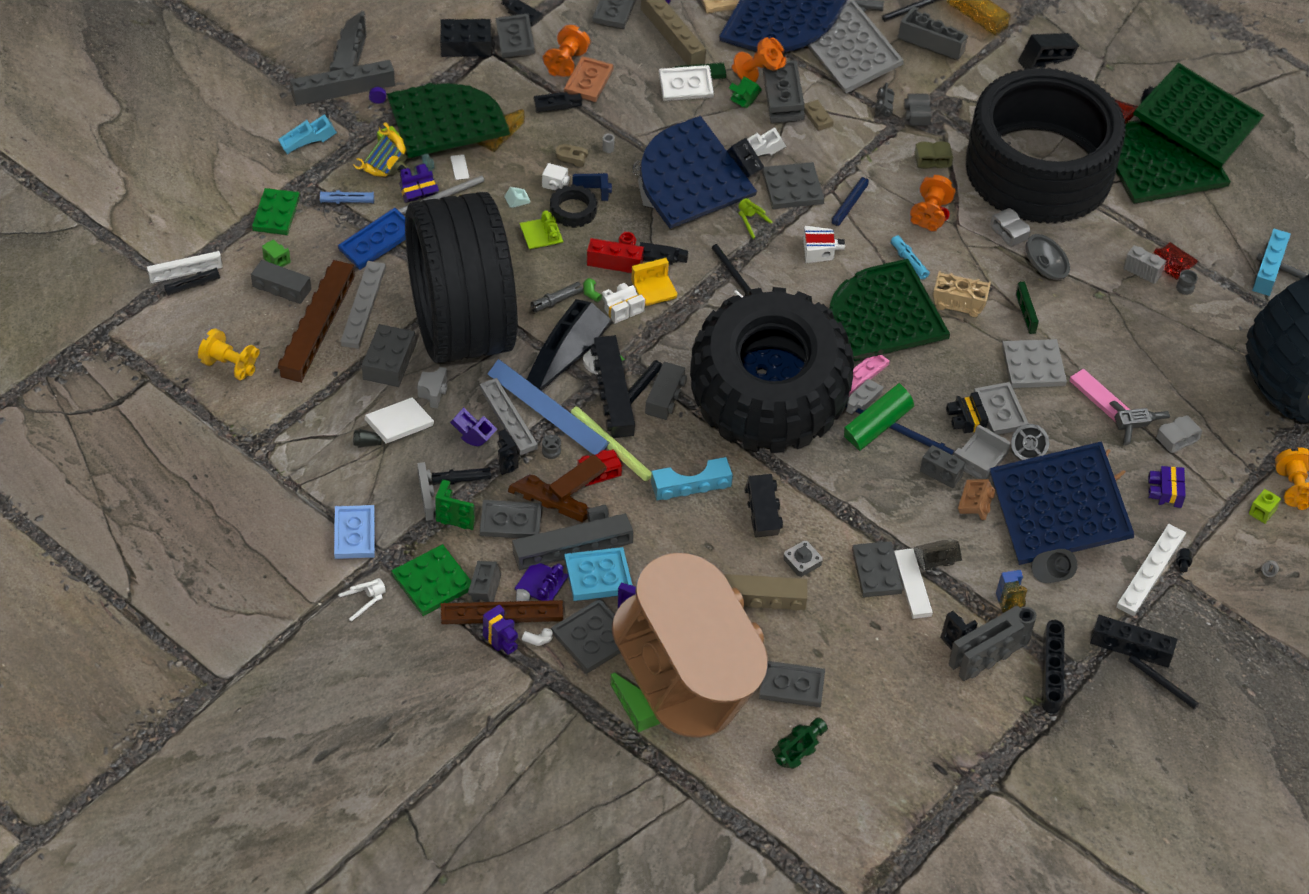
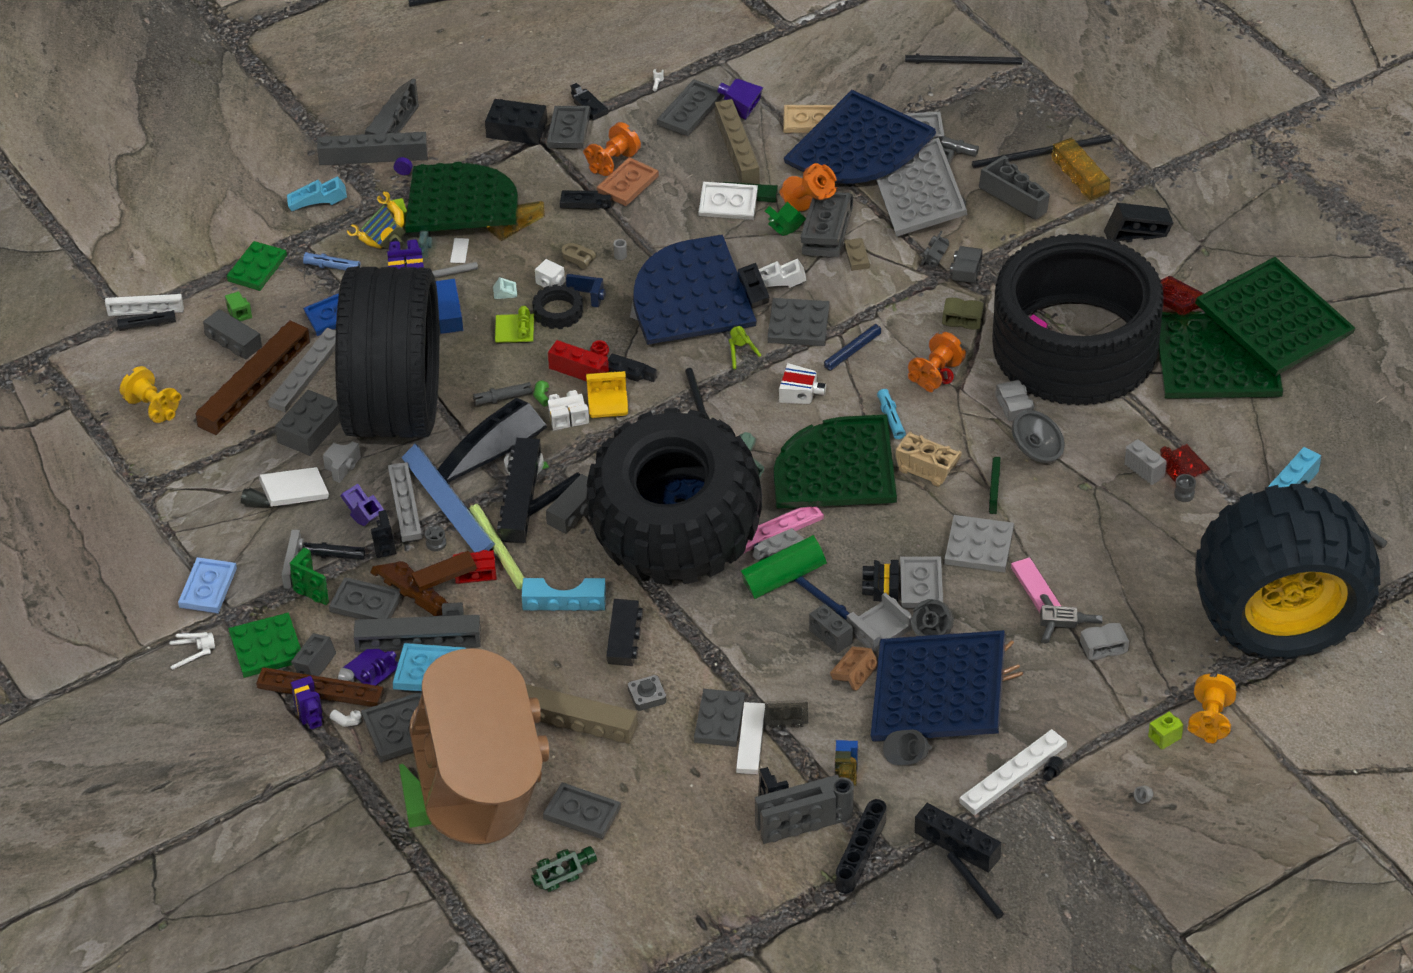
camera: 20 degrees right, 5 degrees down
(1170, 485) = (1070, 690): dark purple hips -> none

